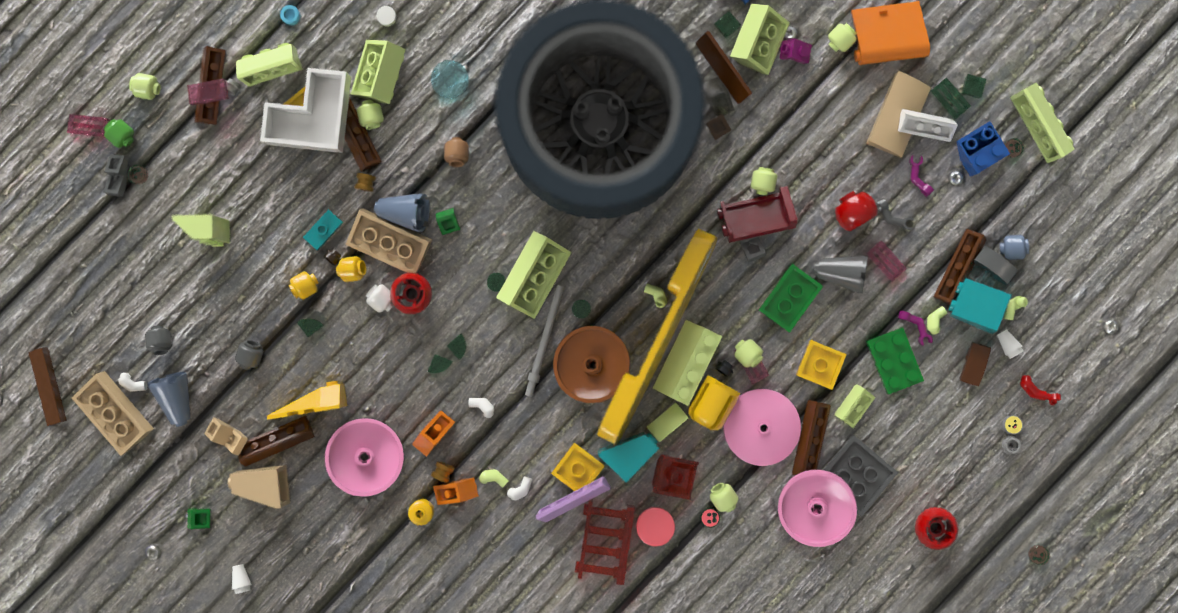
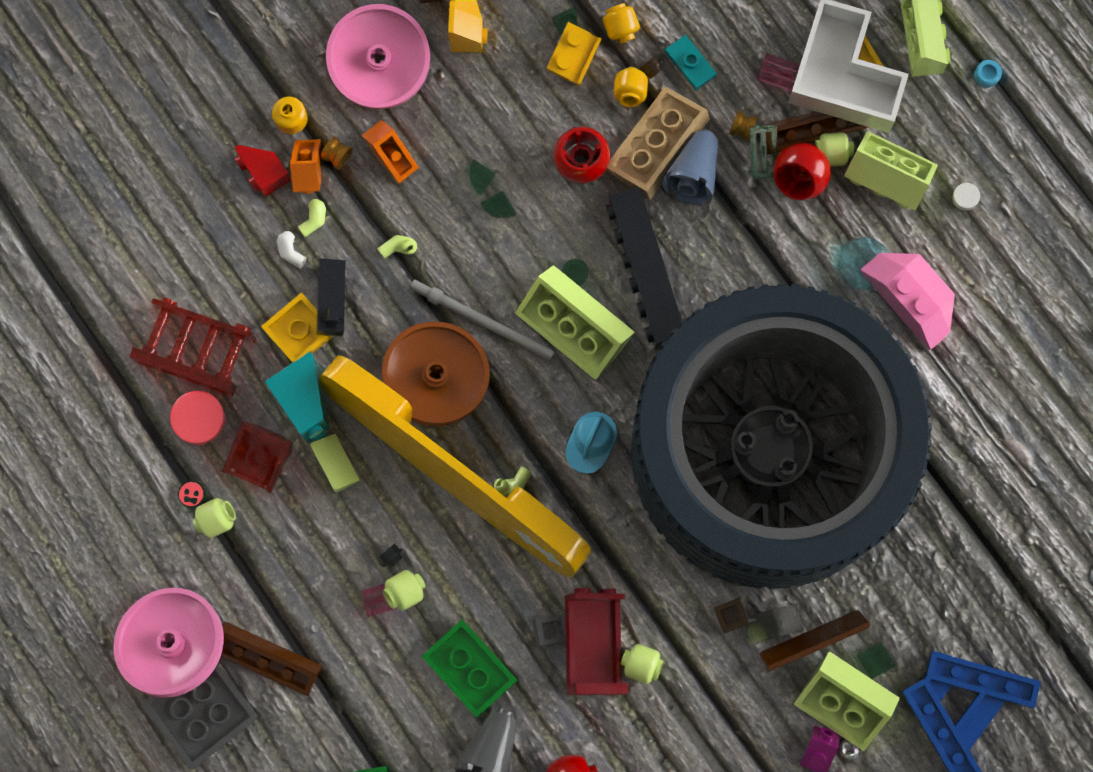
camera: 100 degrees right, 10 degrees down
(319, 158) = (781, 73): none -> clear pink tile
(333, 315) = (573, 54): none -> yellow plate
(368, 167) = (762, 129): none -> clear green tile
(379, 298) = (584, 113): white head -> none
(393, 133) = (802, 171): none -> red wheel
(447, 221) = (670, 223): green slope -> none
(456, 152) = (762, 251): medium nougat head -> none
(464, 521) = (264, 167): none -> red slope
(465, 41) = (913, 294): none -> bright pink wedge
(484, 231) = (645, 264): none -> black brick
(485, 406) = (412, 224): white arm -> none
(500, 412) = (398, 244): none -> yellowish green arm
(550, 451) = (331, 297): none -> black hinge
(573, 500) = (258, 313): lavender slope -> none
(581, 309) = (515, 378): clear green tile -> none
(616, 246) = (591, 442): none -> medium azure piece
(687, 362) = (410, 505): yellowish green slope -> none
(713, 404) = (345, 526): yellow cylinder -> none
(744, 423) = (323, 599): bright pink dish -> none
(821, 364) = (366, 692): yellow plate -> none
(854, 405) = (298, 729): yellowish green slope -> none

